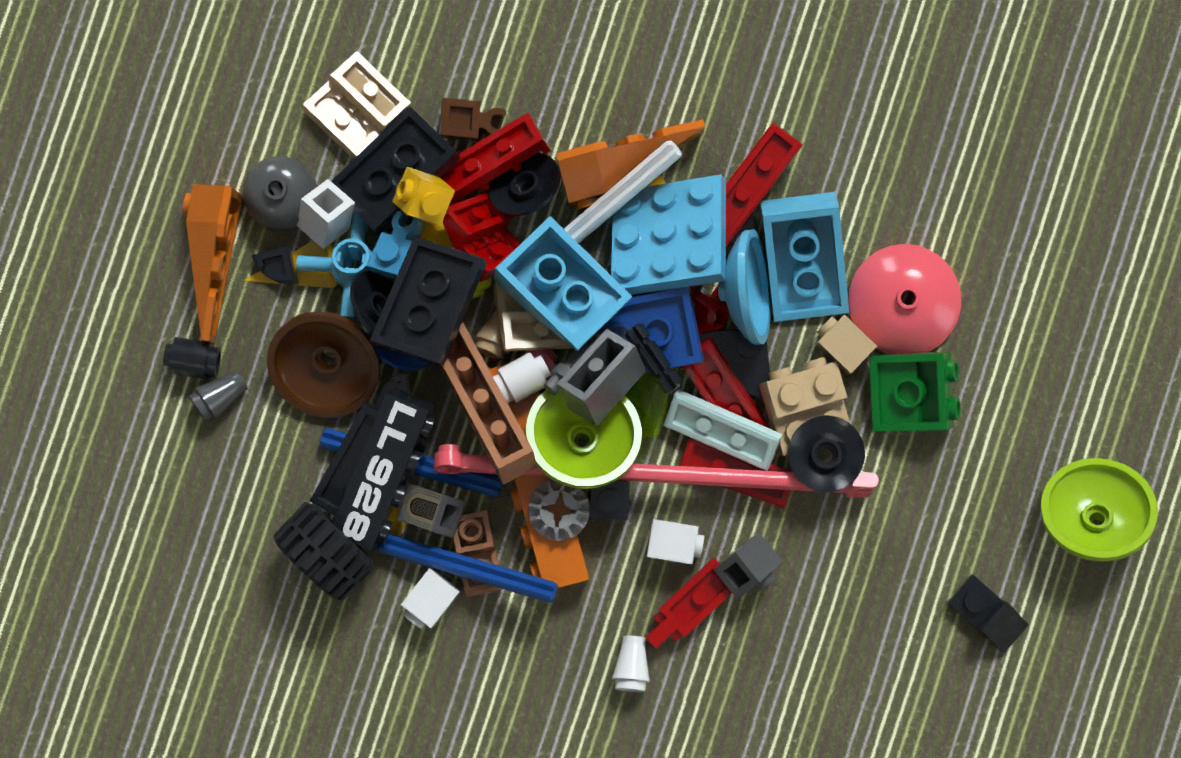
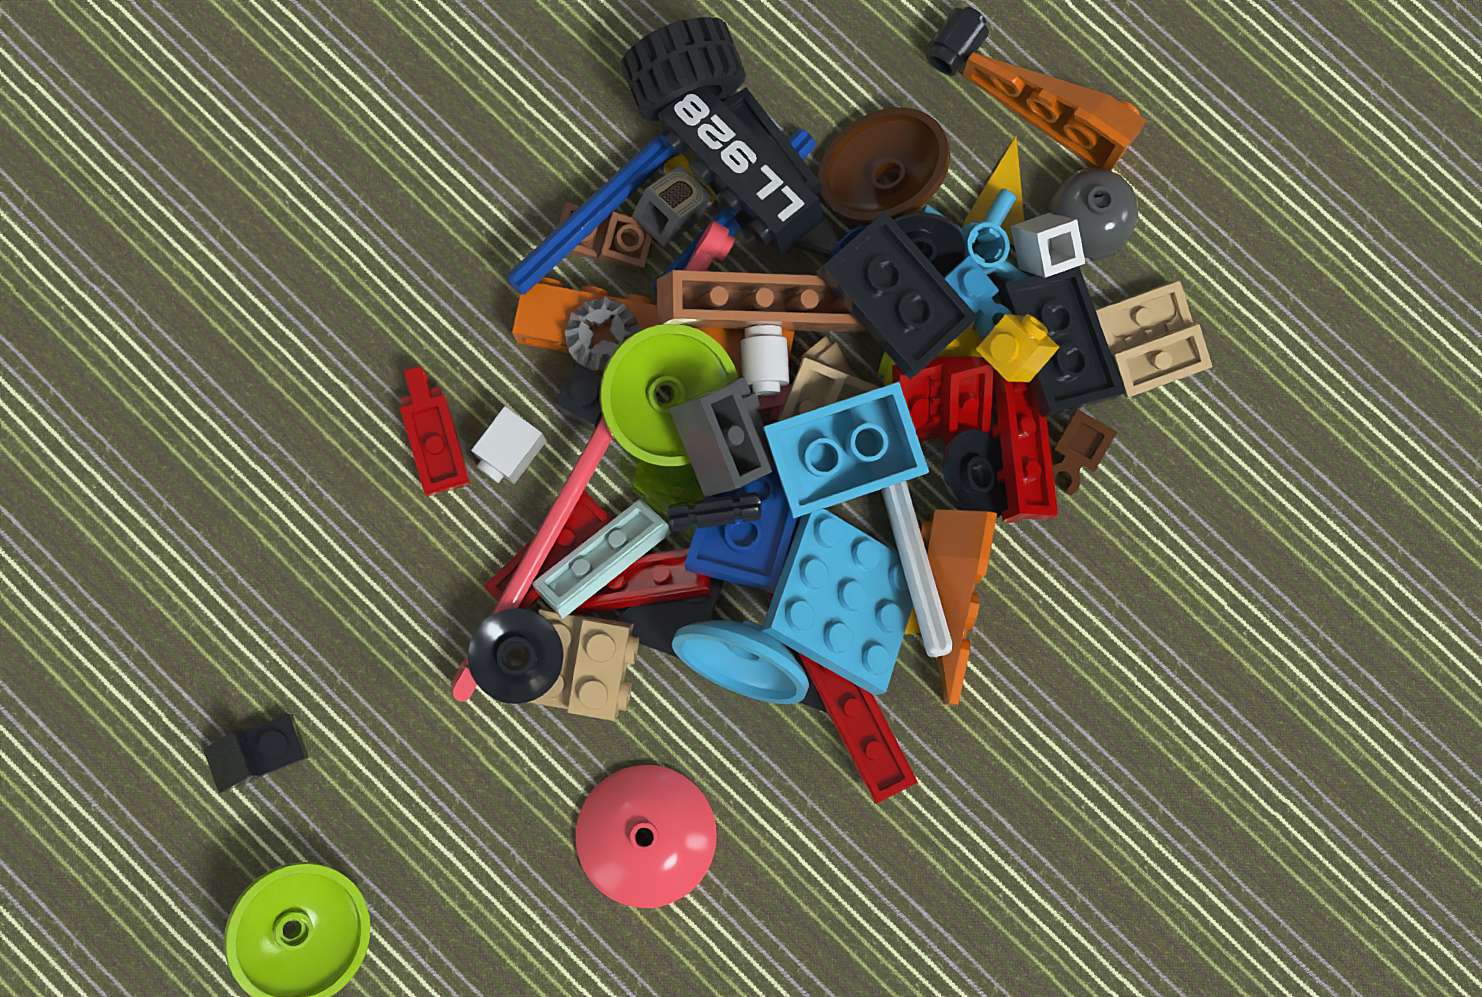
camera: 110 degrees right, 5 degrees down
(216, 396) = (905, 48): dark grey cone -> none
(277, 265) = (1015, 175): black tile -> none
(429, 599) = (578, 162): white brick -> none
(631, 667) = (399, 339): white cone -> none
(710, 311) = (738, 603): red piece -> none
(749, 566) = (438, 513): dark grey brick -> none
(805, 256) = (750, 745): medium azure slope -> none
(844, 343) = (629, 741): tan brick -> none
(913, 391) = (536, 792): green plate -> none

